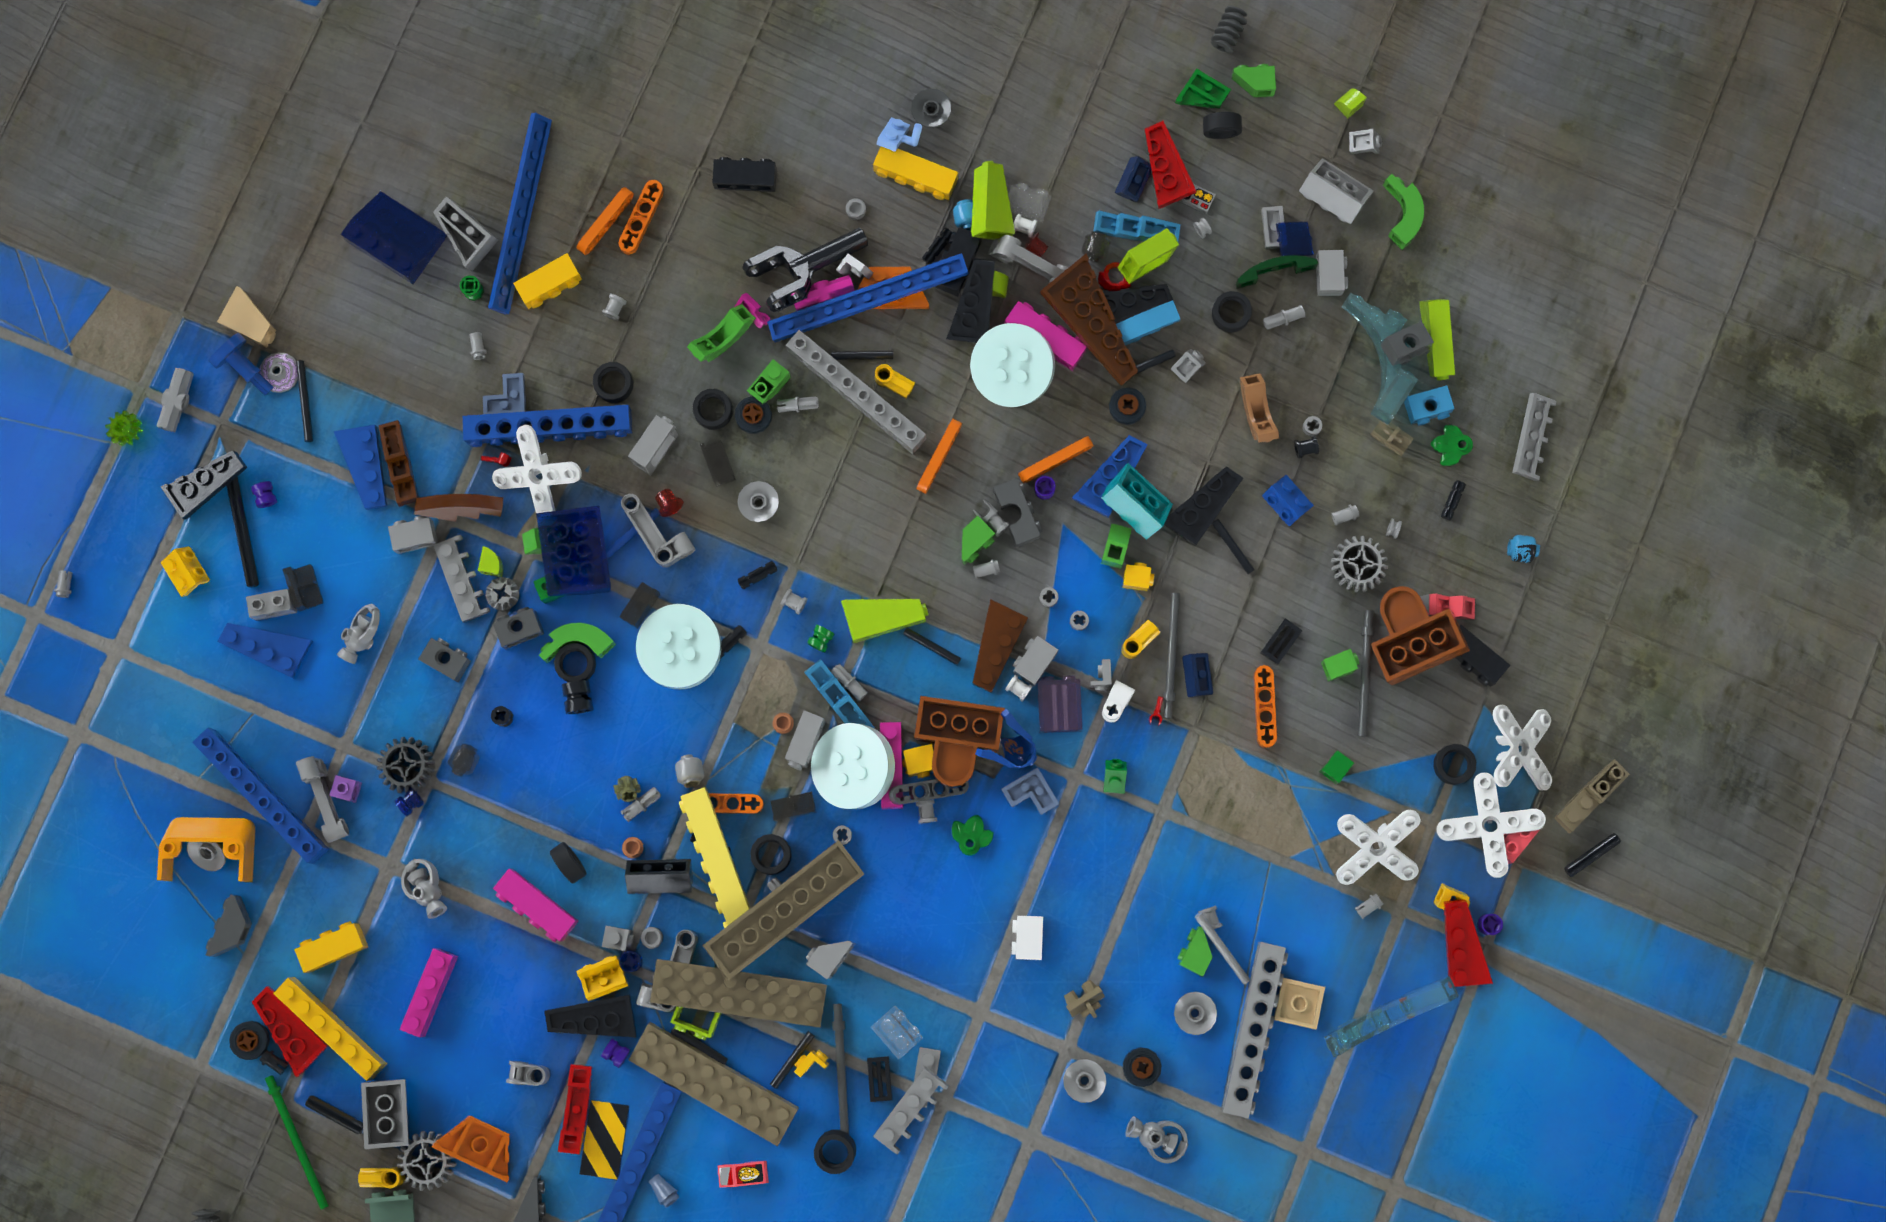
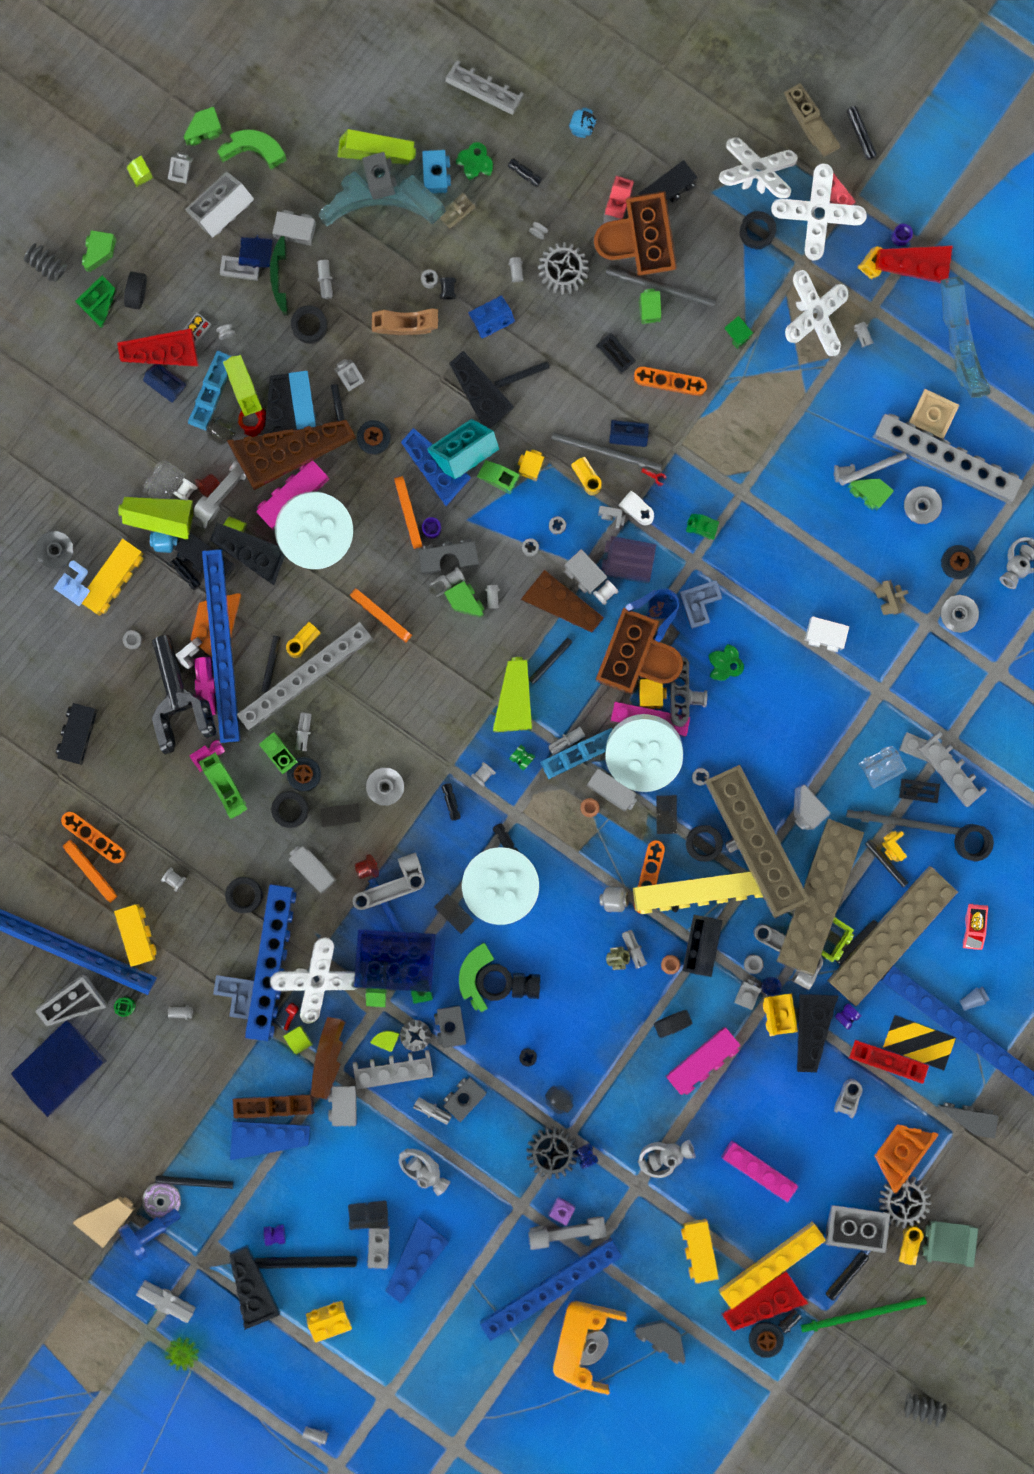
camera: 85 degrees left, 5 degrees up
(426, 628) = (432, 1111): none -> light grey axle
(472, 472) = (298, 1040): none -> lime brick
(1414, 154) = (203, 126): none -> bright green slope

